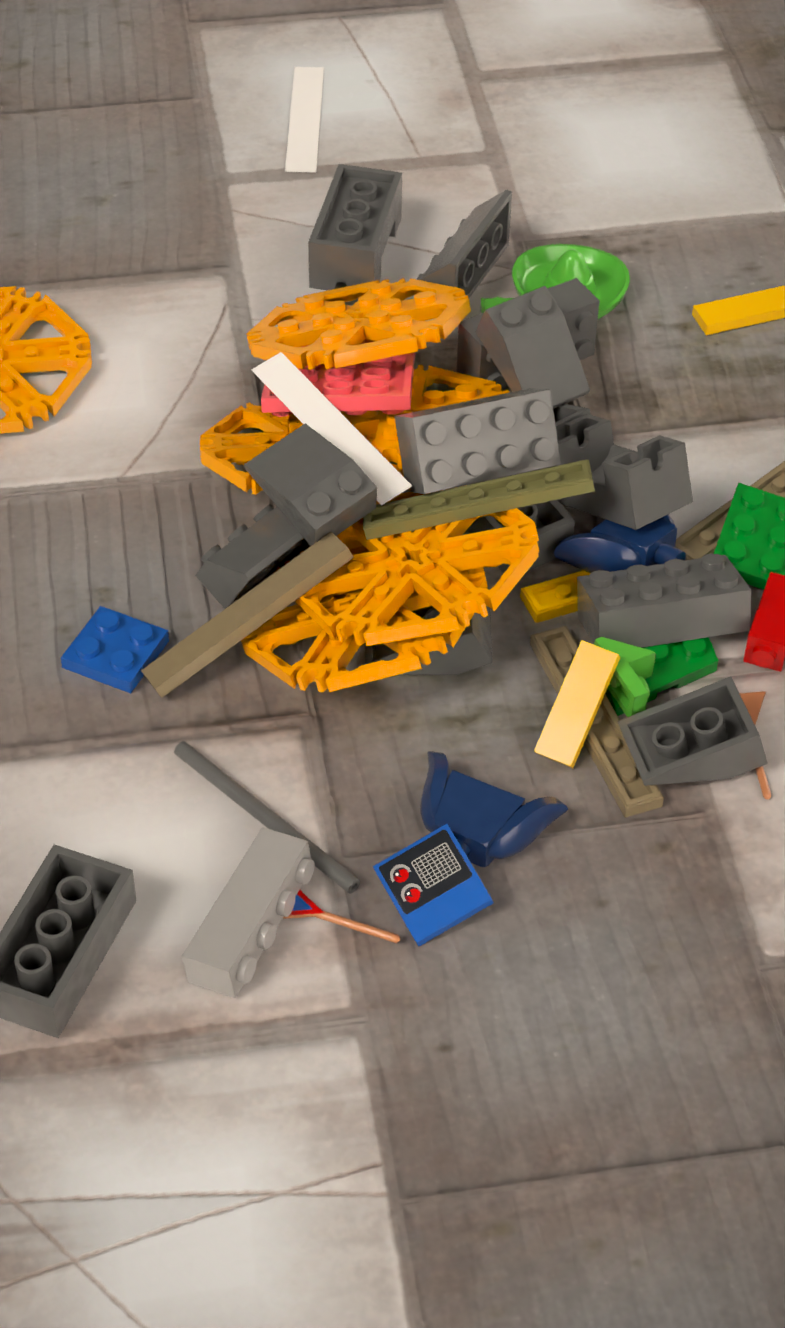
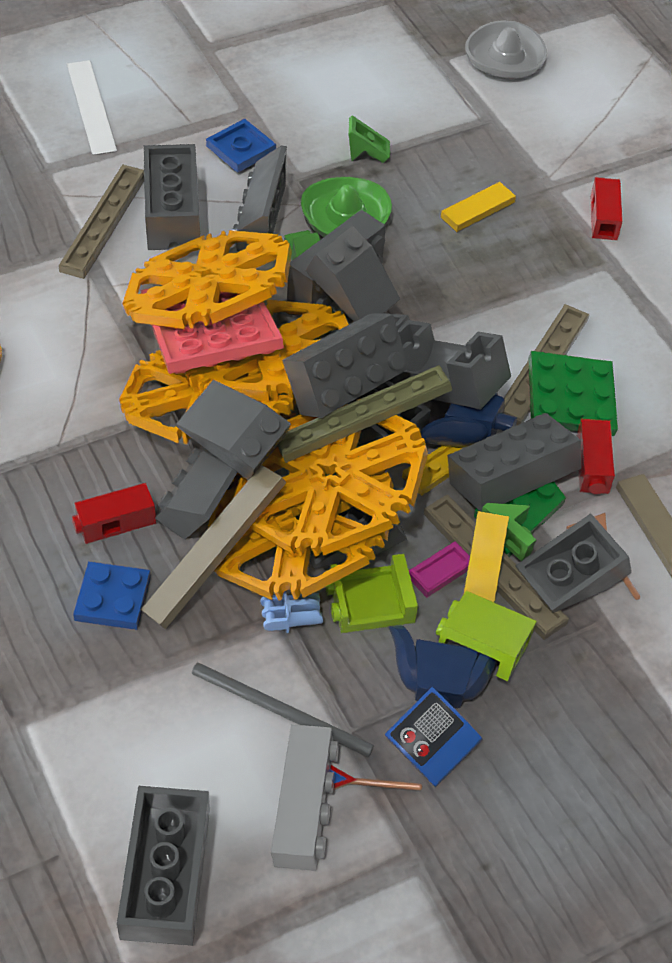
camera: 20 degrees left, 5 degrees up
(150, 560) = (114, 513): none -> red brick
(261, 249) = (102, 222): none -> dark tan tile
(317, 710) = (295, 611): none -> light blue arm
(321, 415) = (219, 368): white sticker -> none
(422, 718) = (374, 597): none -> lime panel
(464, 187) = (240, 145): none -> blue plate
(519, 708) = (440, 569): none -> dark pink tile
(552, 784) = (488, 630): none -> lime panel
(623, 204) = (366, 139): none -> bright green slope

